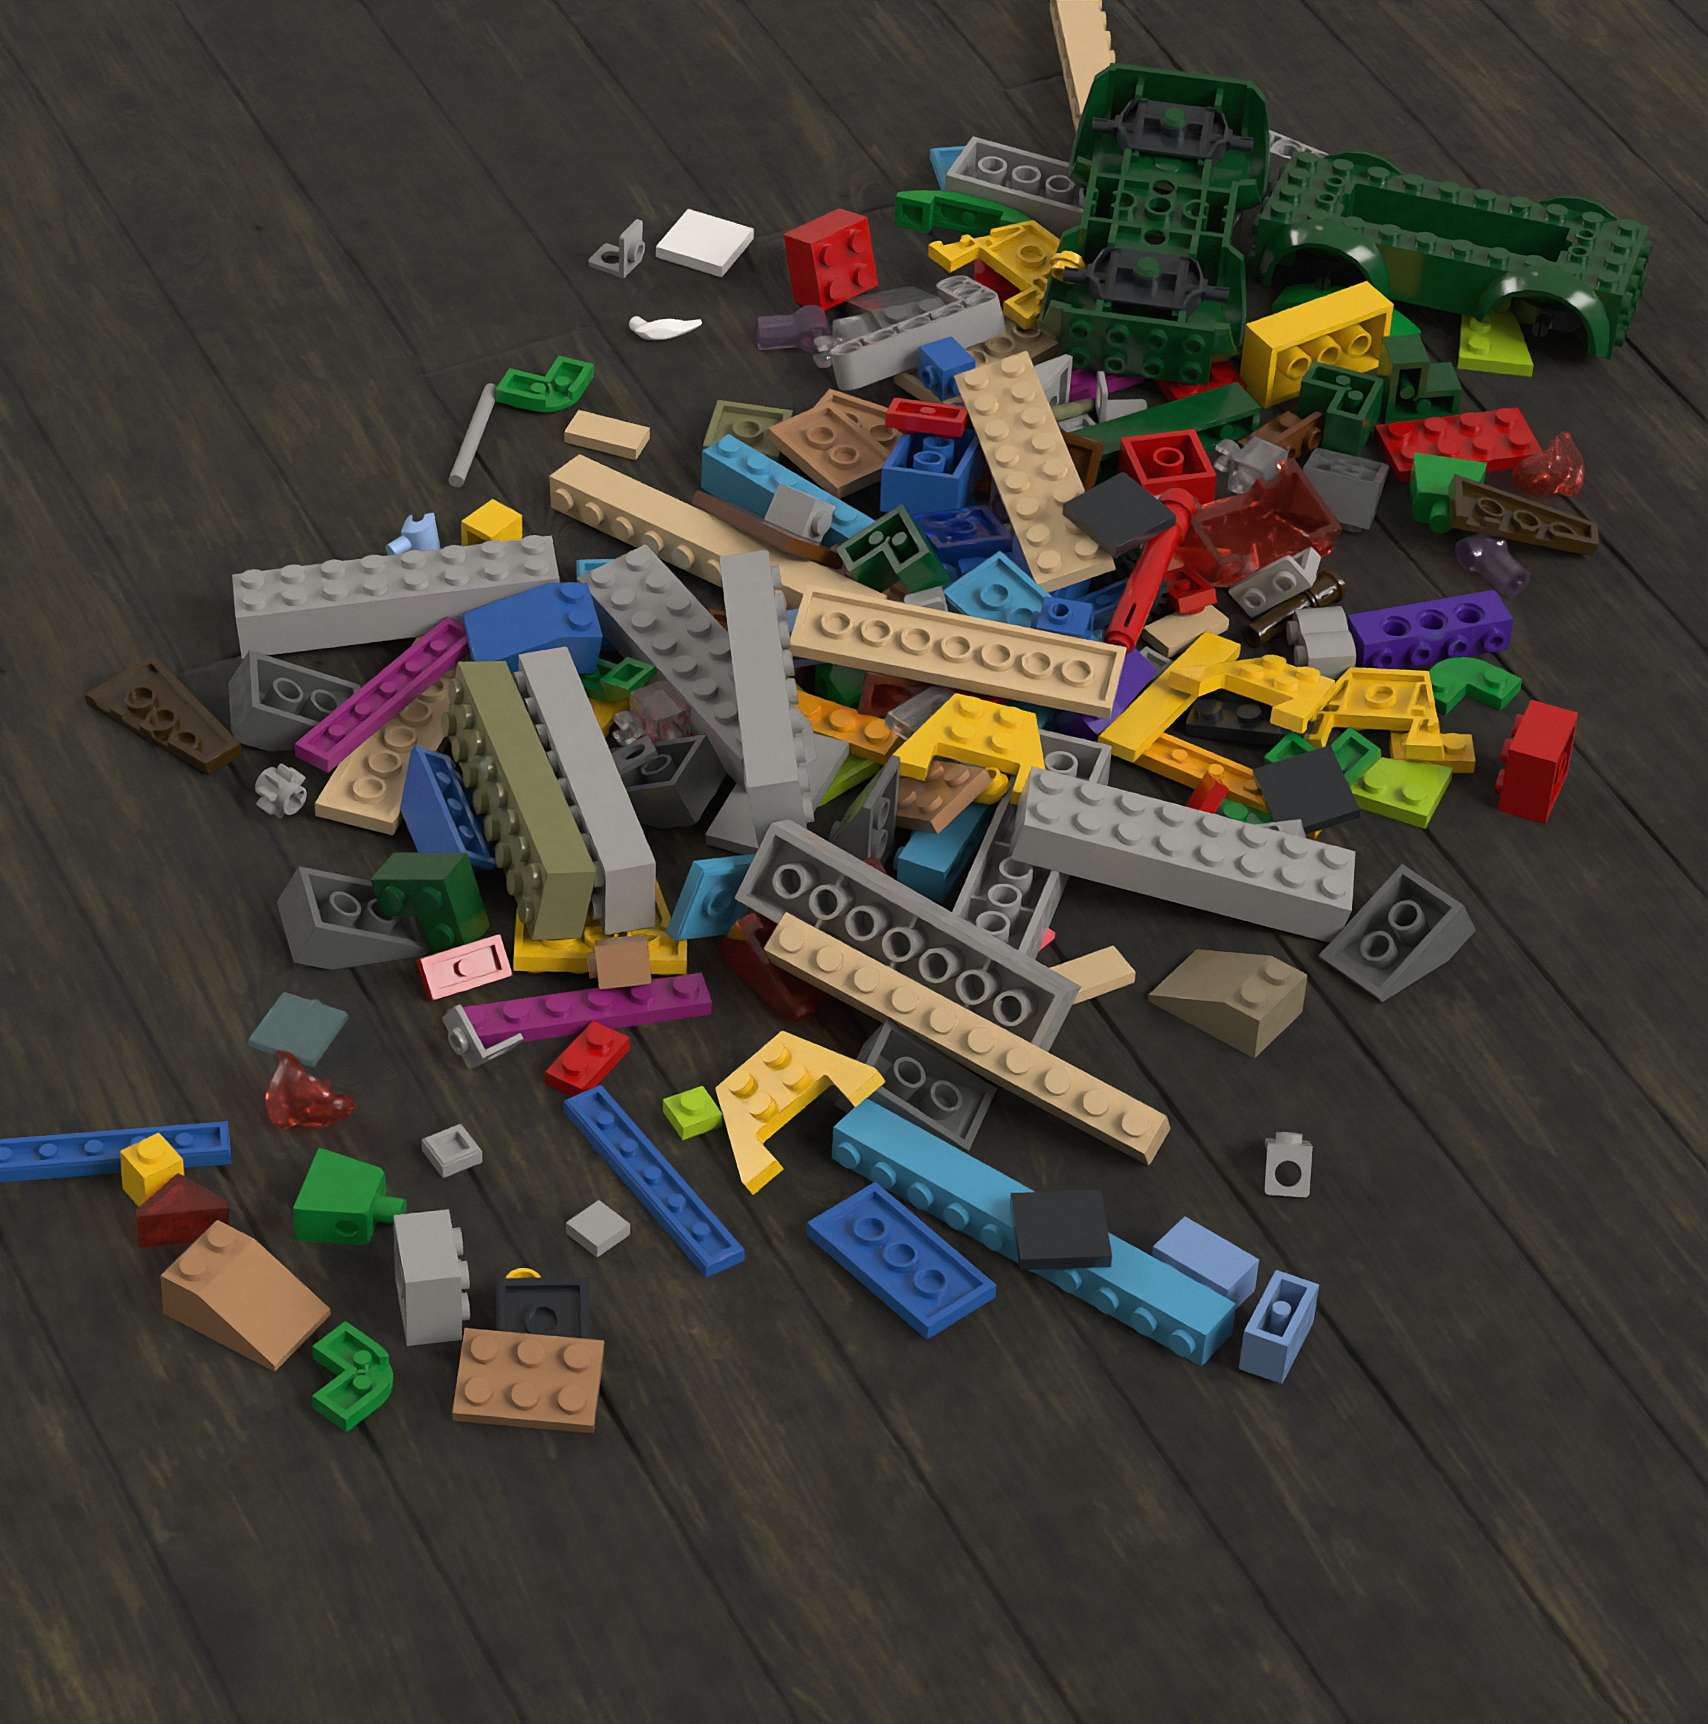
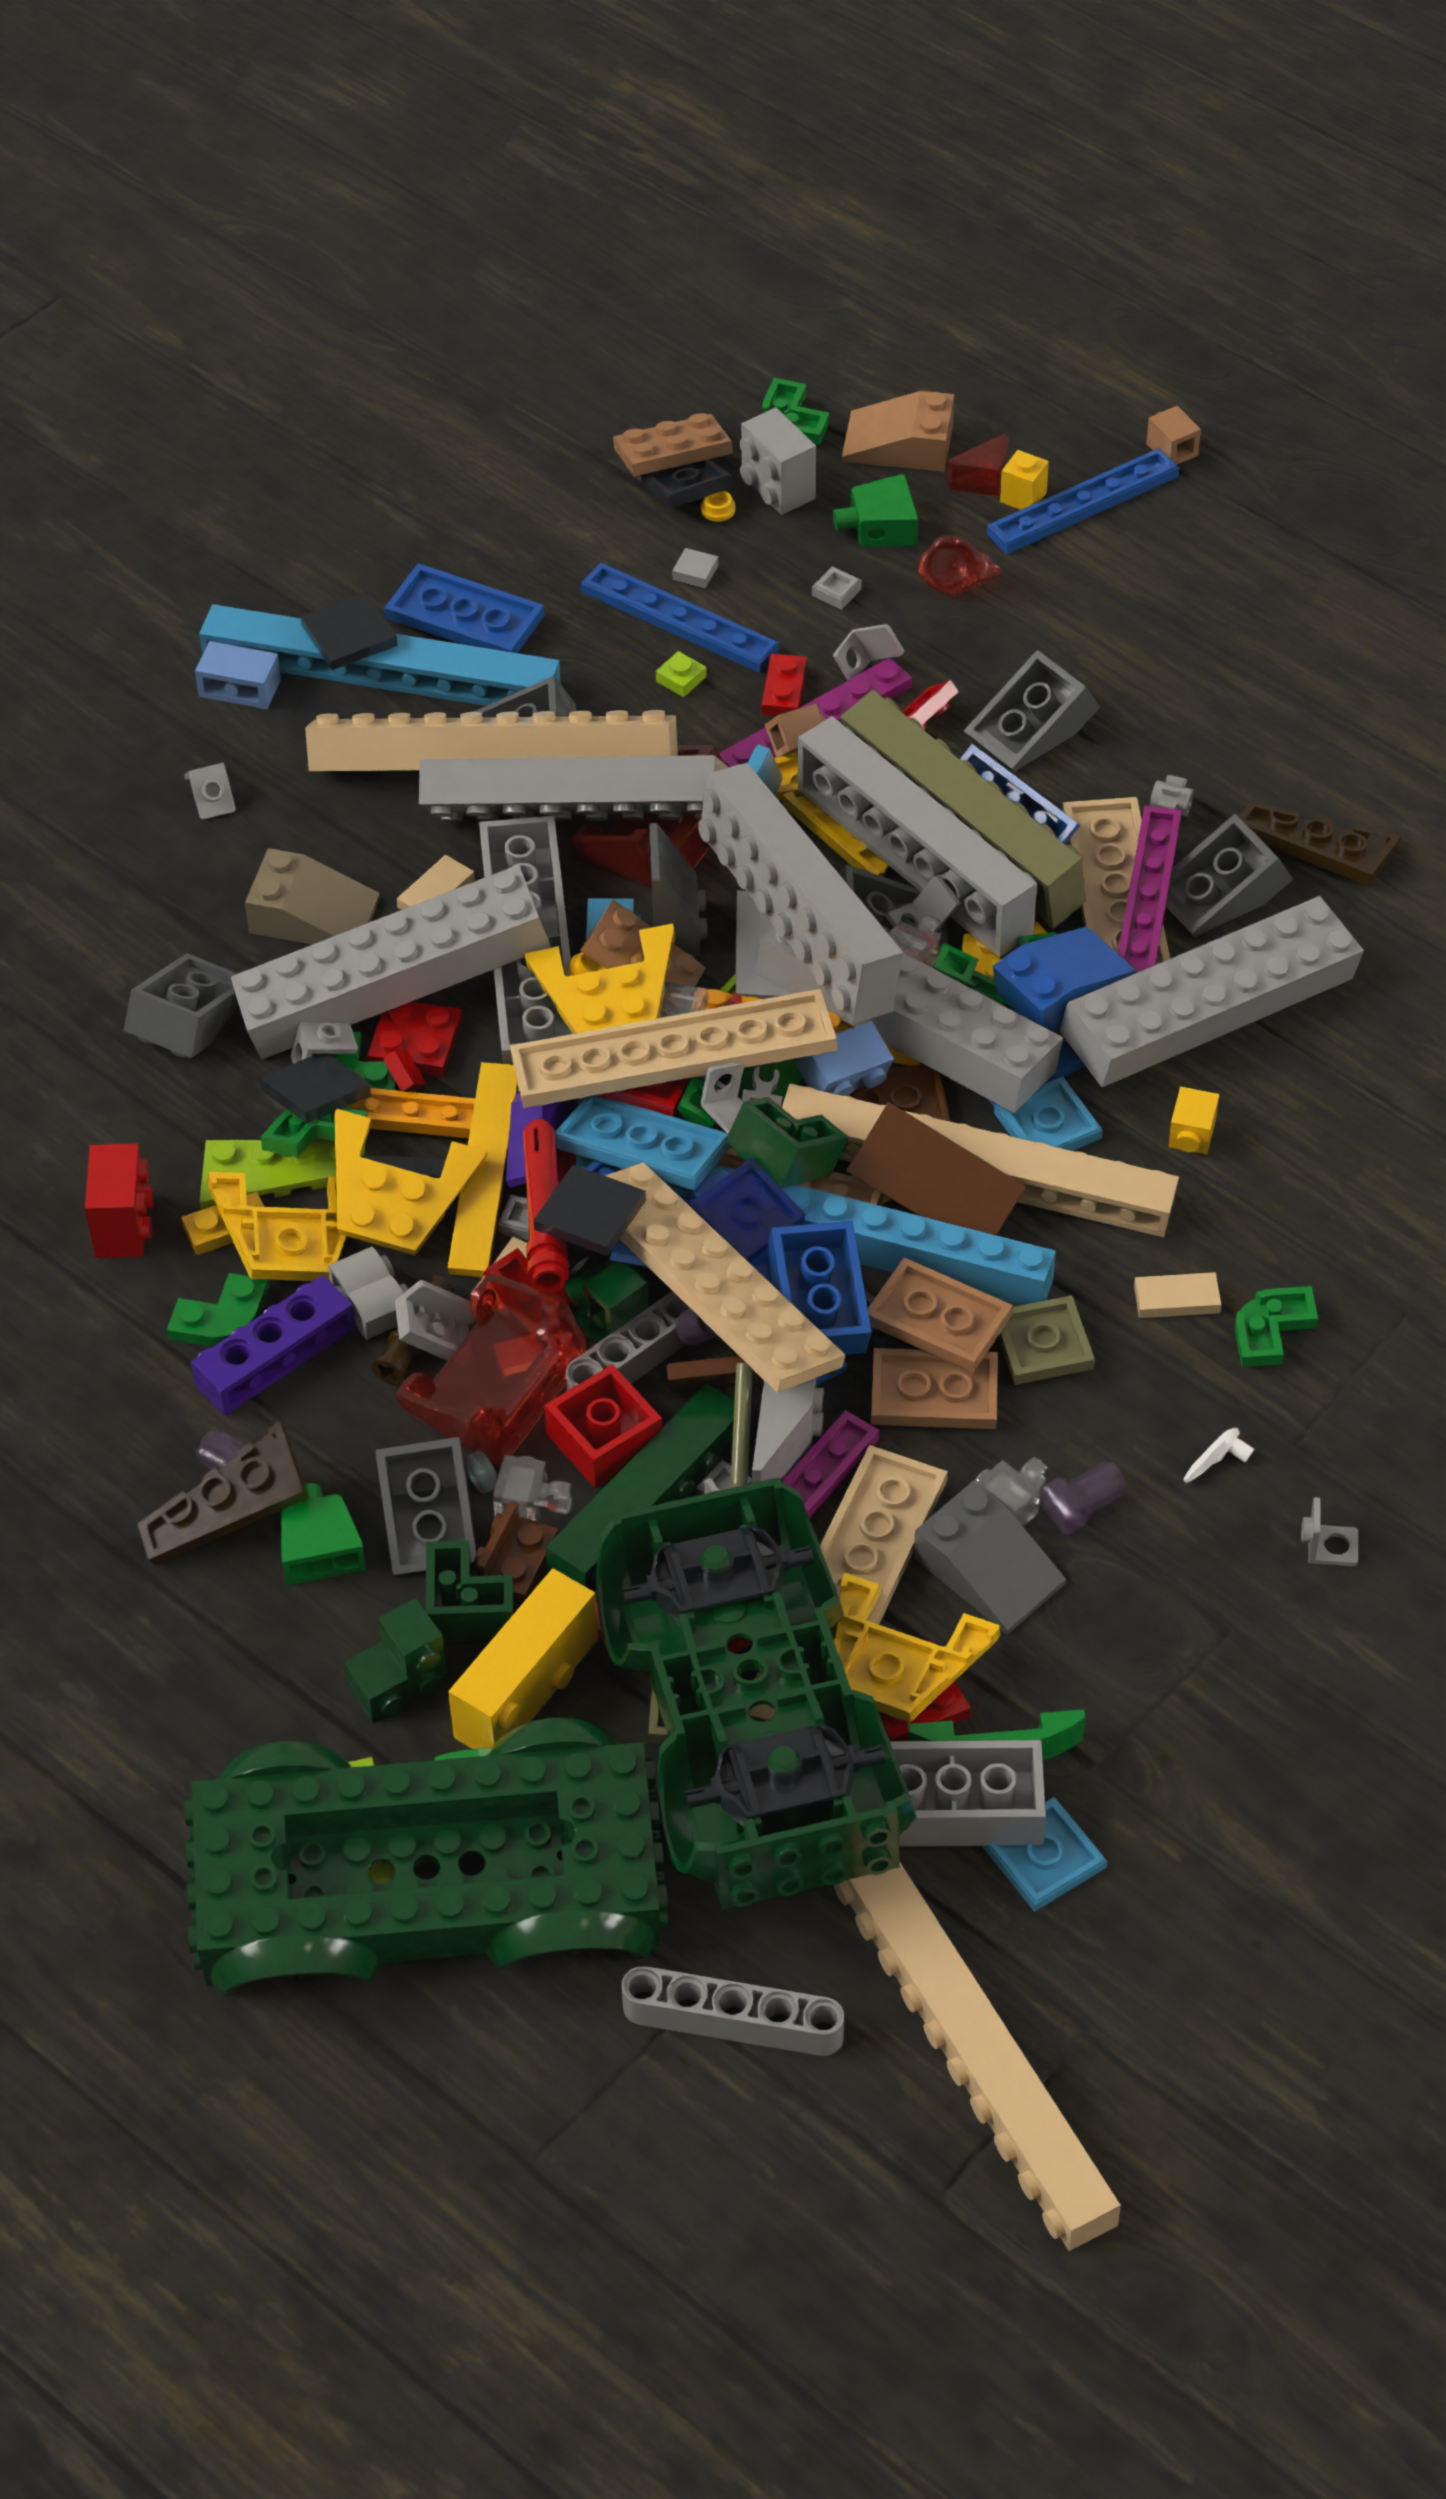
camera: 160 degrees right, 10 degrees up
(299, 1027) = (1013, 637): clear light blue piece -> none
(416, 536) = (1258, 1095): light blue piece -> none
(437, 890) = (978, 716): dark green brick -> none
(473, 436) = (1299, 1246): light grey bar -> none
(704, 243) = (1256, 1602): white tile -> none
(776, 1088) = (617, 681): yellow wing -> none
(800, 513) = (912, 1192): light grey brick -> none
(830, 259) = (1089, 1567): red brick -> none
(919, 416) = (848, 1307): red plate -> none
(939, 365) = (886, 1460): blue brick -> none
(969, 316) = (924, 1500): light grey beam -> none
(1063, 259) = (816, 1587): yellow plate -> none
(1064, 617) = (592, 1110): blue brick -> none
(1278, 1326) = (162, 638): medium blue brick -> none
(1490, 437) = (315, 1637): red plate -> none
(1552, 470) = (221, 1603): clear red hair -> none

